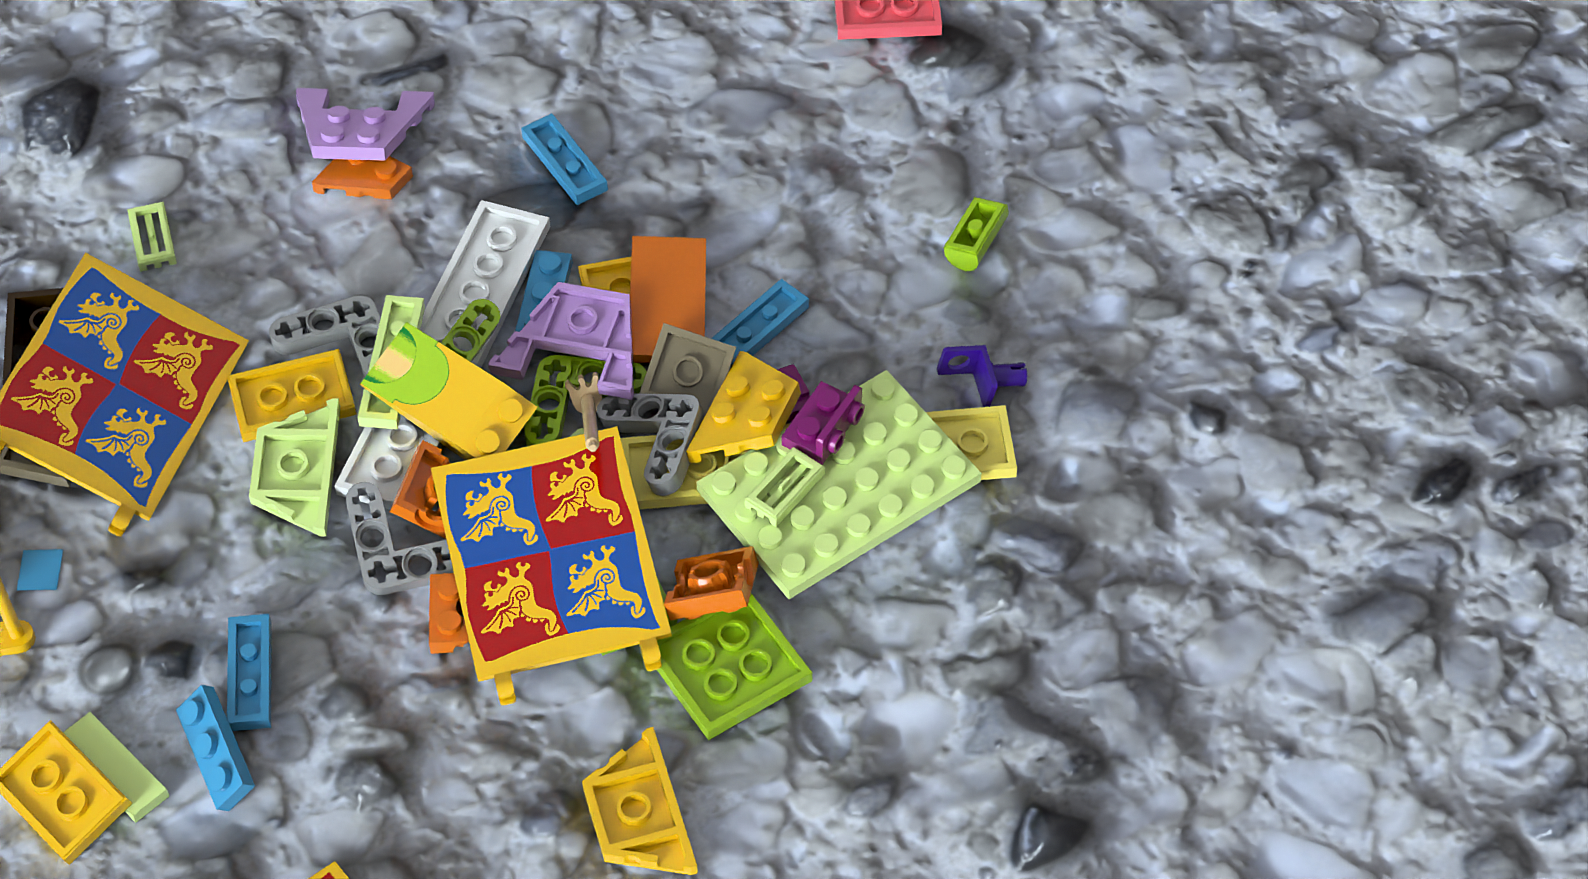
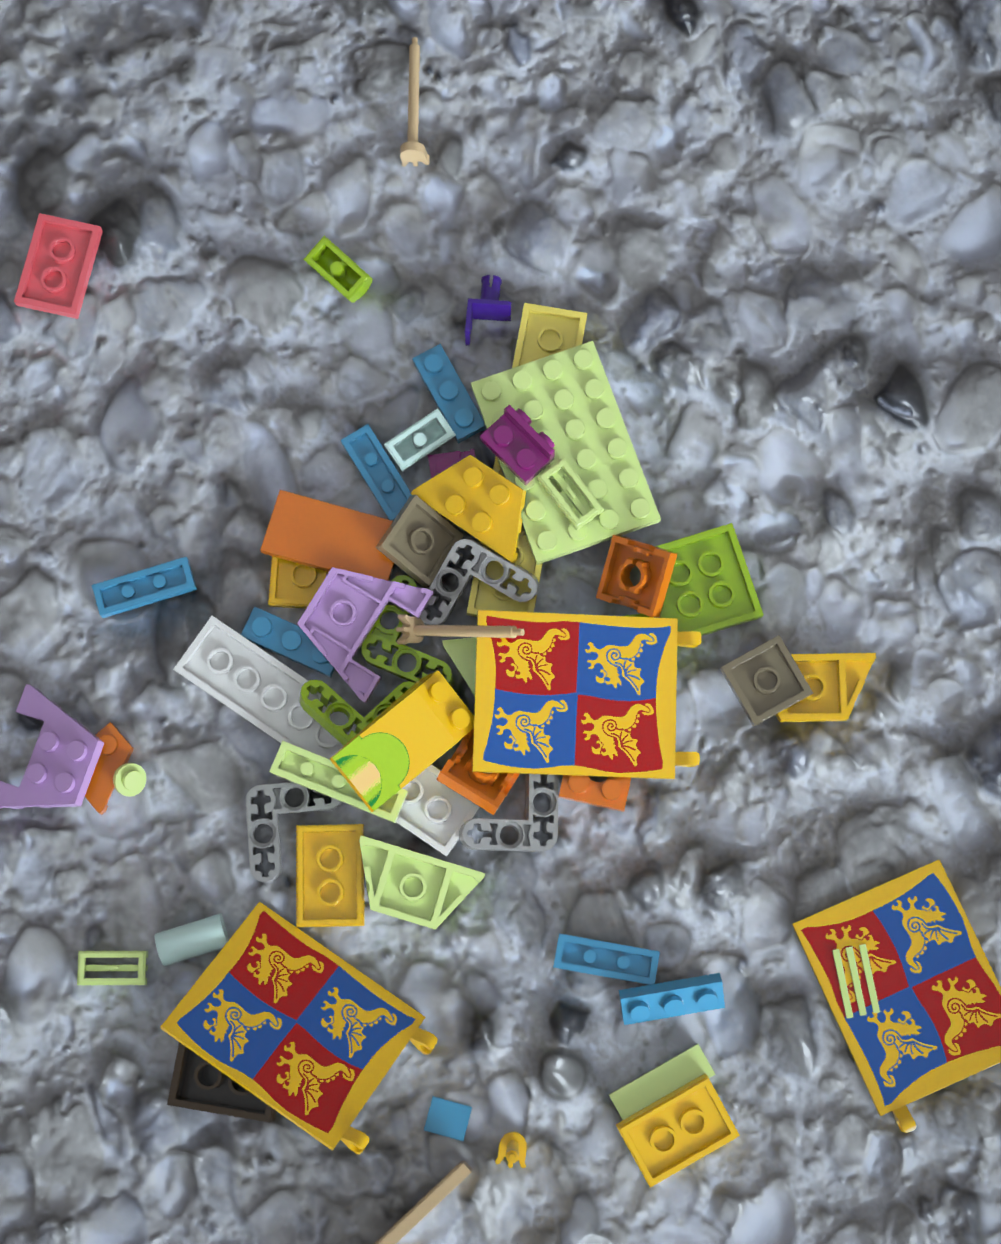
camera: 70 degrees left, 25 degrees up
(192, 287) = (191, 940): none -> light aqua brick
(353, 195) = (129, 779): none -> yellowish green plate
(622, 744) = (766, 680): none -> dark tan plate
(808, 349) = (419, 440): none -> light aqua brick
(893, 353) = (449, 393): none -> dark azure plate
(1141, 260) = (412, 150): none -> tan piece

